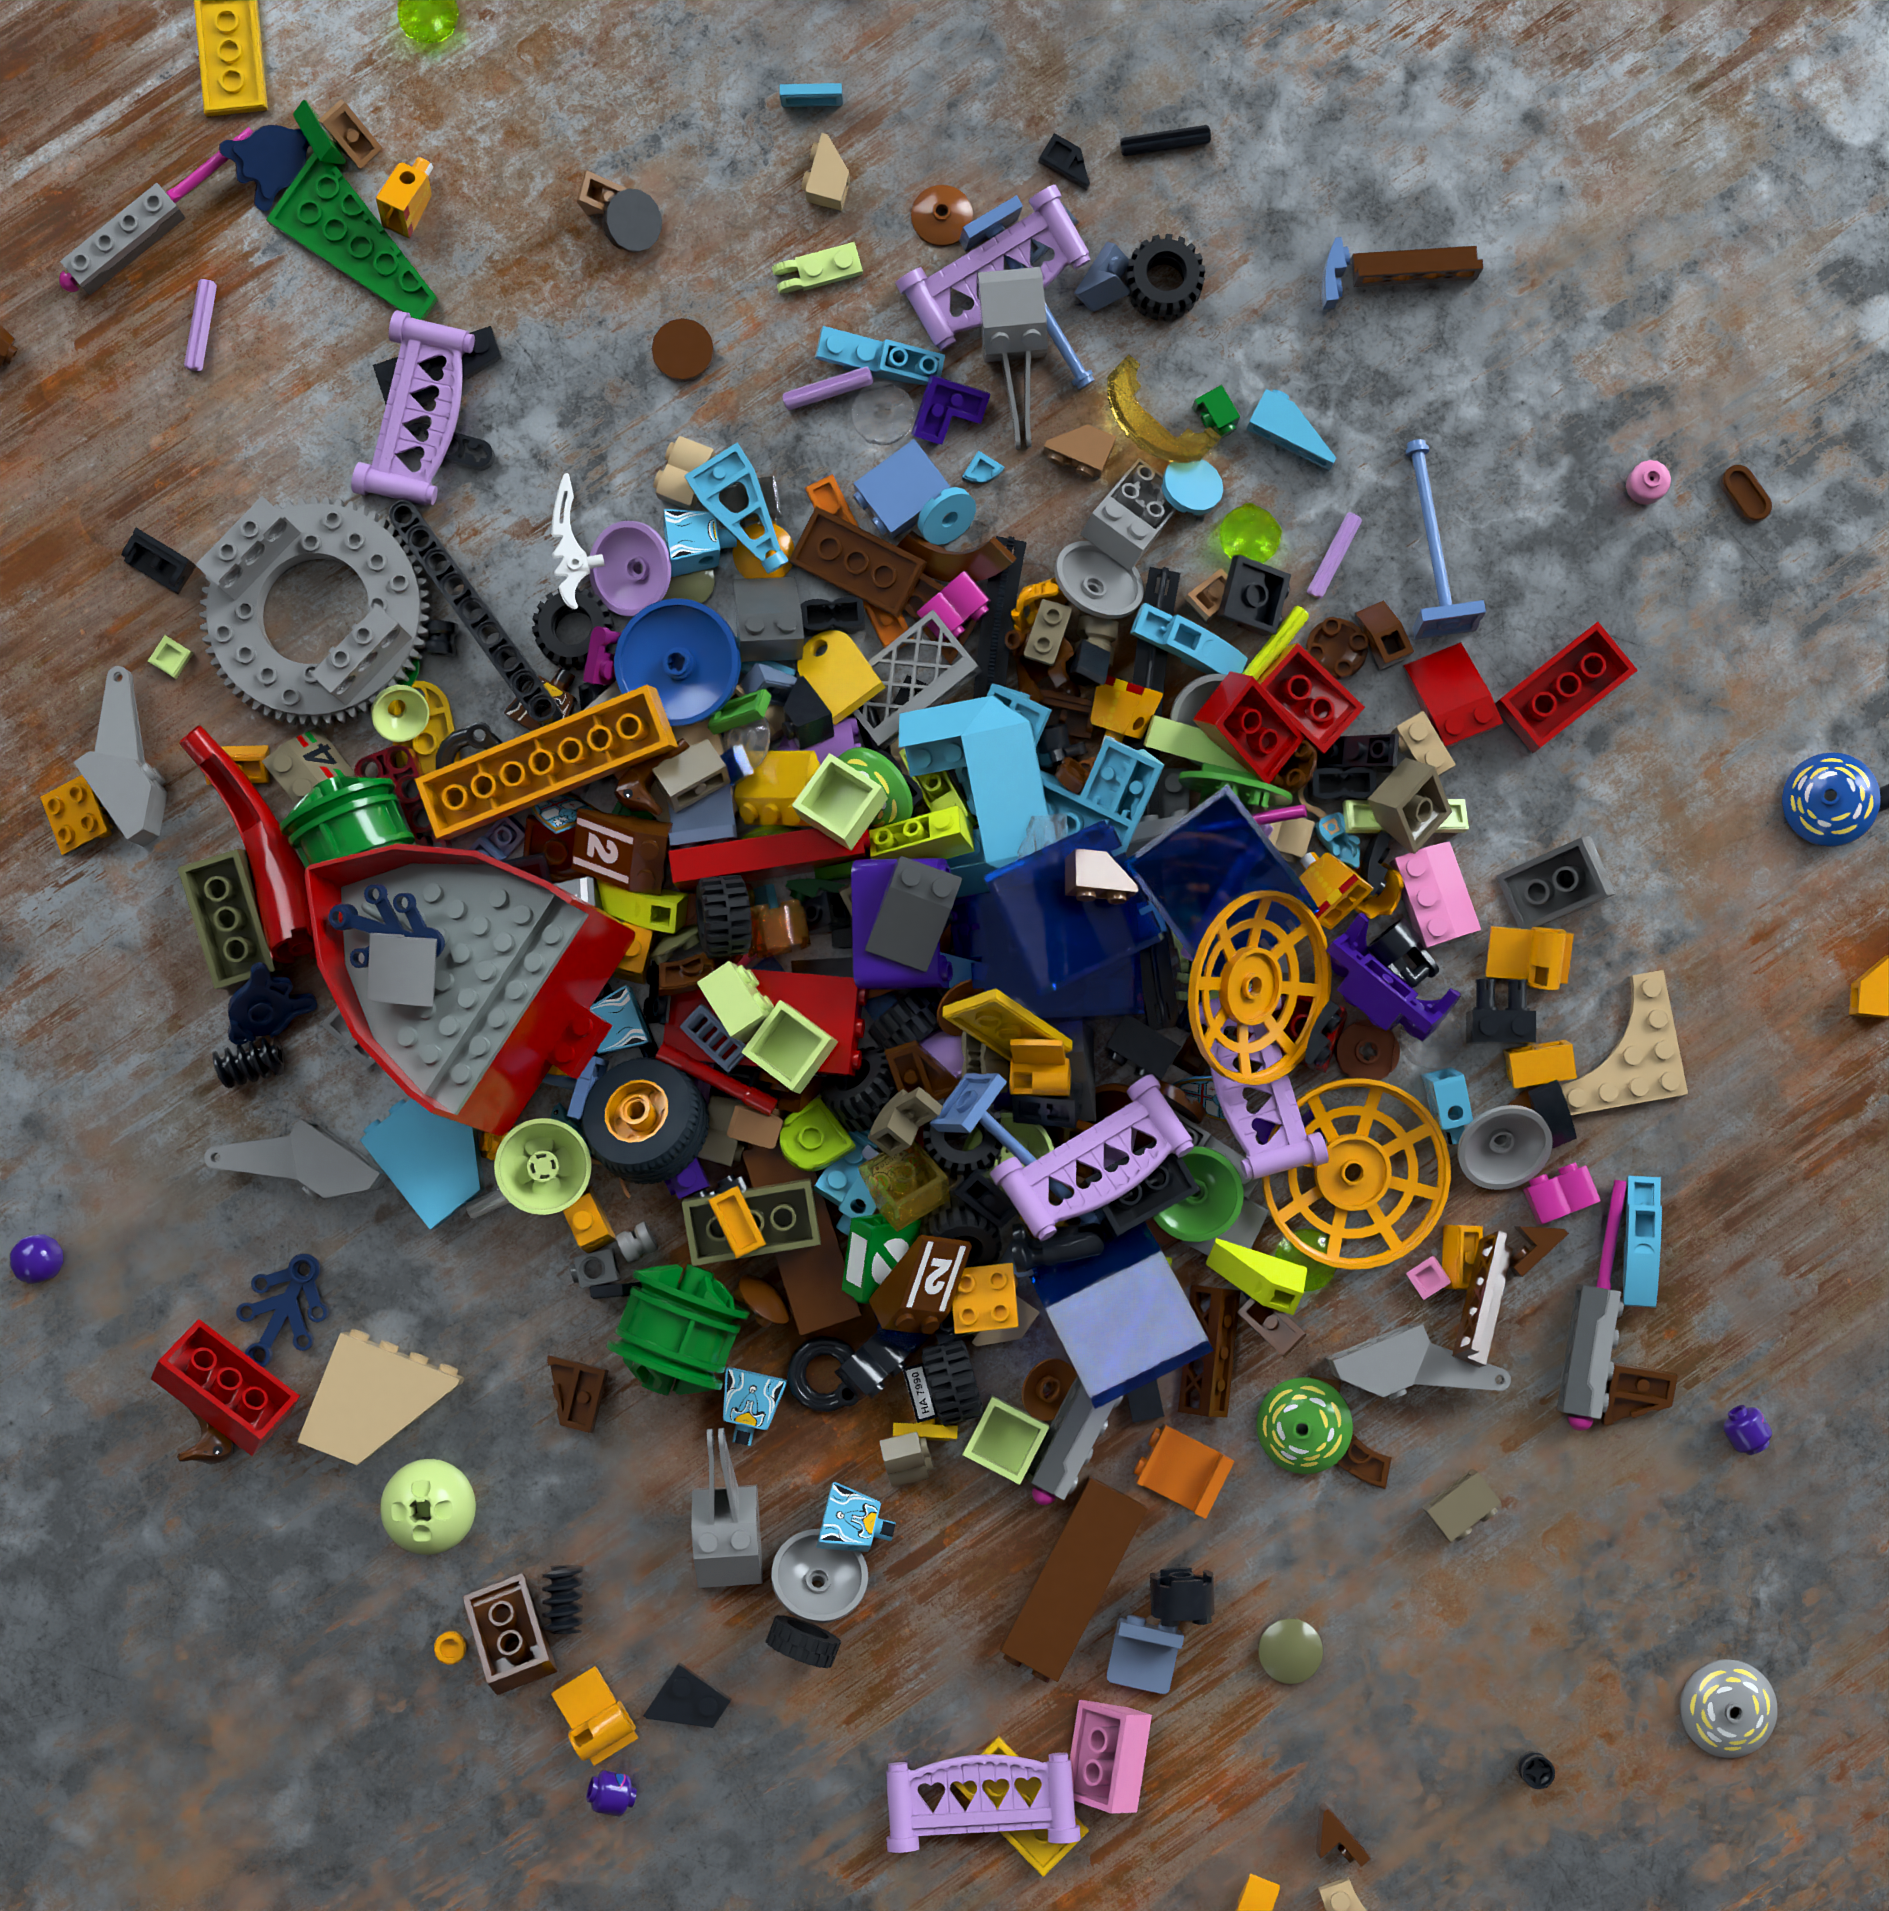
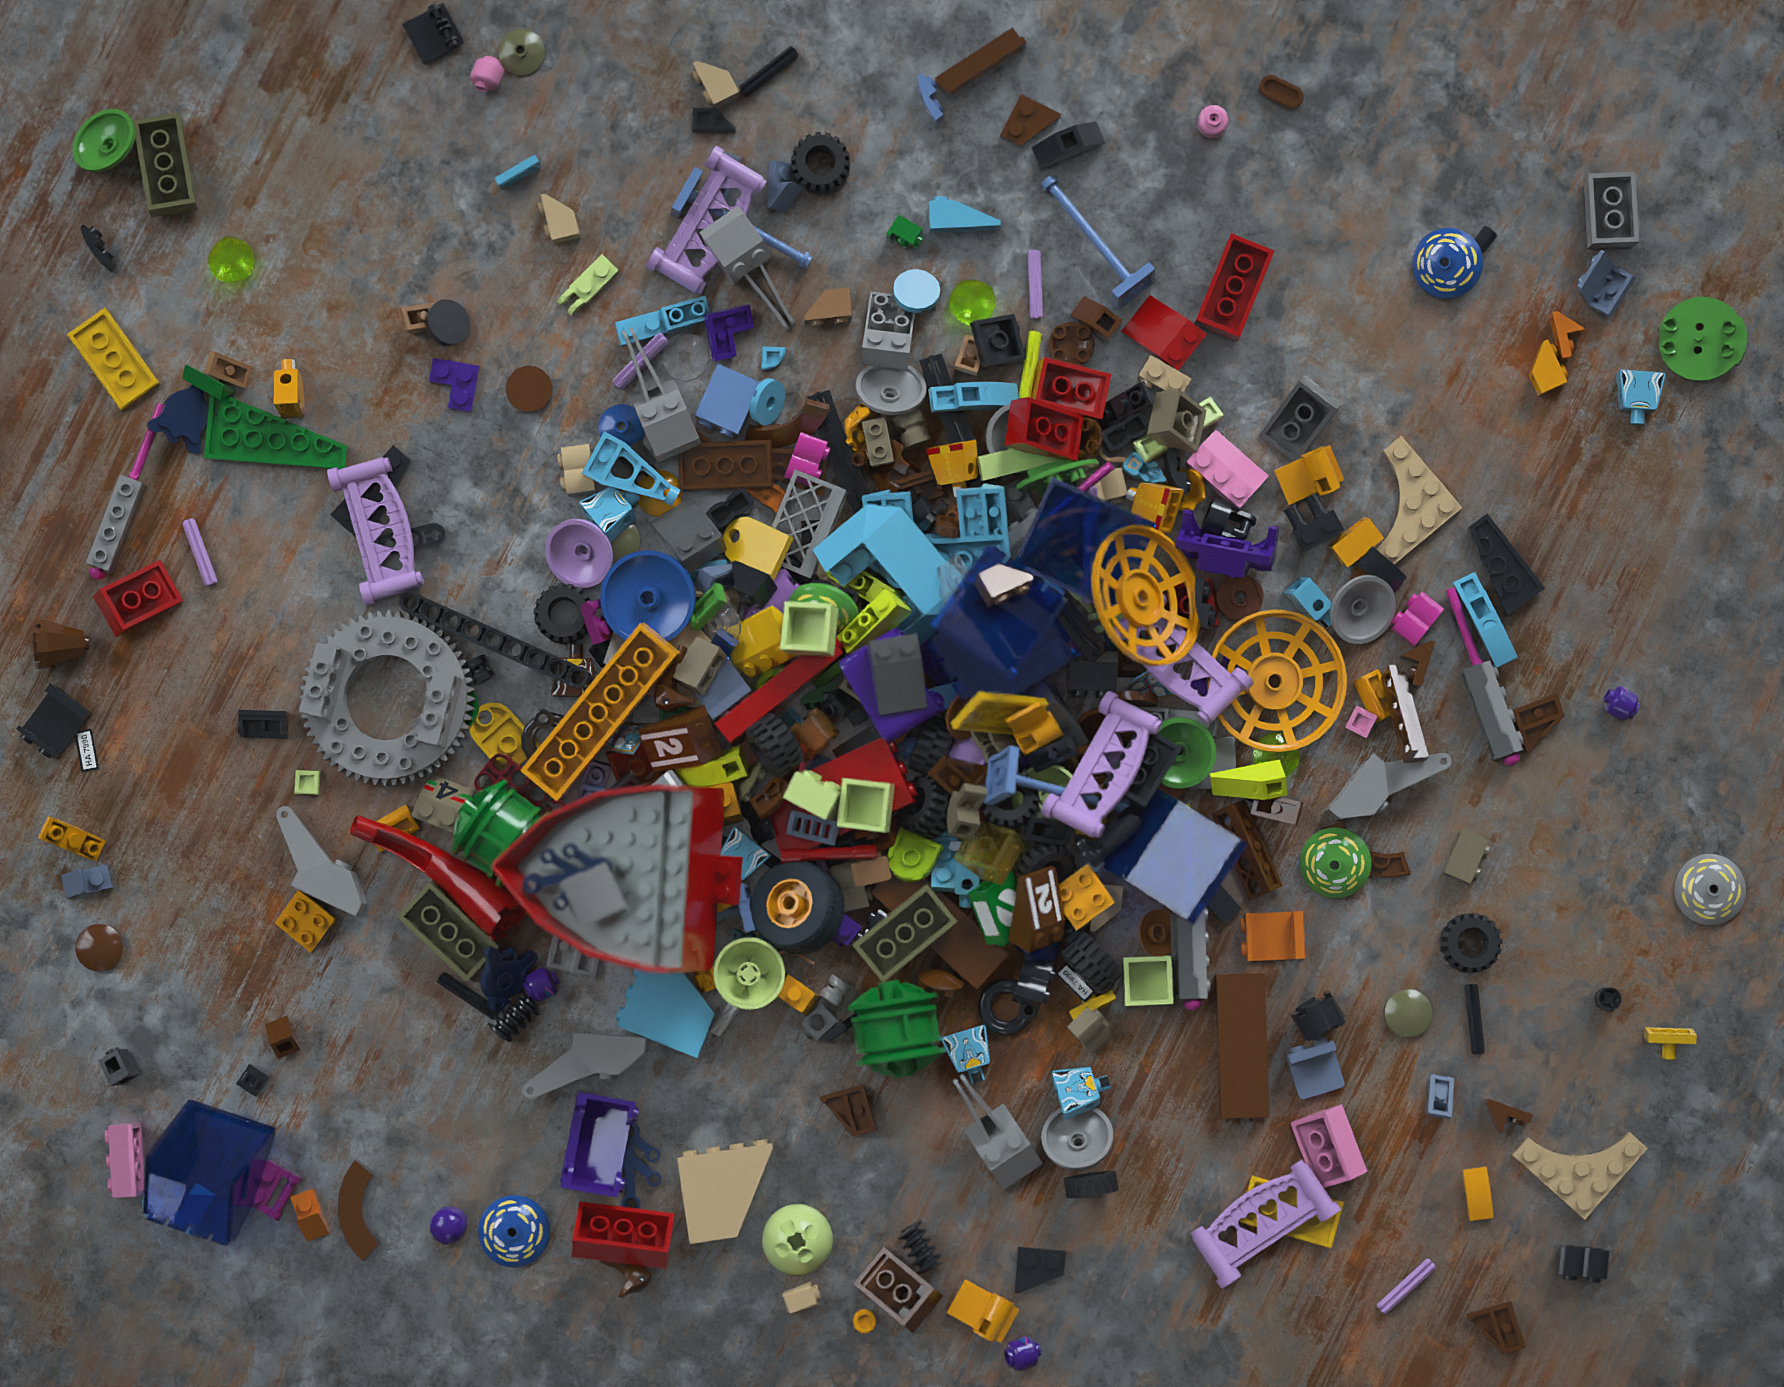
camera: 25 degrees left, 0 degrees up
(98, 336) = (137, 598): none -> red slope
(128, 1306) = (531, 1228): none -> blue dish
(210, 1003) = (466, 994): none -> black axle
(256, 1265) = (597, 1144): none -> dark purple windscreen
(301, 1041) = (541, 984): none -> dark purple head
(390, 1581) = (802, 1298): none -> tan brick
(408, 723) = (491, 737): yellowish green piece -> none
(575, 561) = (541, 569): white piece -> none
(612, 293) = (461, 377): none -> dark purple plate
(737, 1222) = (895, 937): light orange tile -> none
(781, 449) = (627, 415): none -> blue dish
(818, 458) = (662, 412): none -> light grey slope
(941, 229) = (654, 213): dark orange dish -> none
(1088, 665) = (917, 448): black slope -> none
(1098, 120) = (717, 84): none -> tan slope
(1144, 429) = (865, 272): clear yellow windscreen -> none
(1271, 1773) = (1440, 1097): none -> sand blue slope
(1364, 1702) = (1474, 1019): none -> black axle
(1432, 362) = (1027, 120): none -> reddish brown wing
(1433, 1627) = (1491, 939): none -> black tyre
(1464, 414) = (1067, 143): none -> black slope
(1583, 1859) = (1670, 1038): none -> yellow tile
(1699, 1192) = (1505, 567): none -> black wing

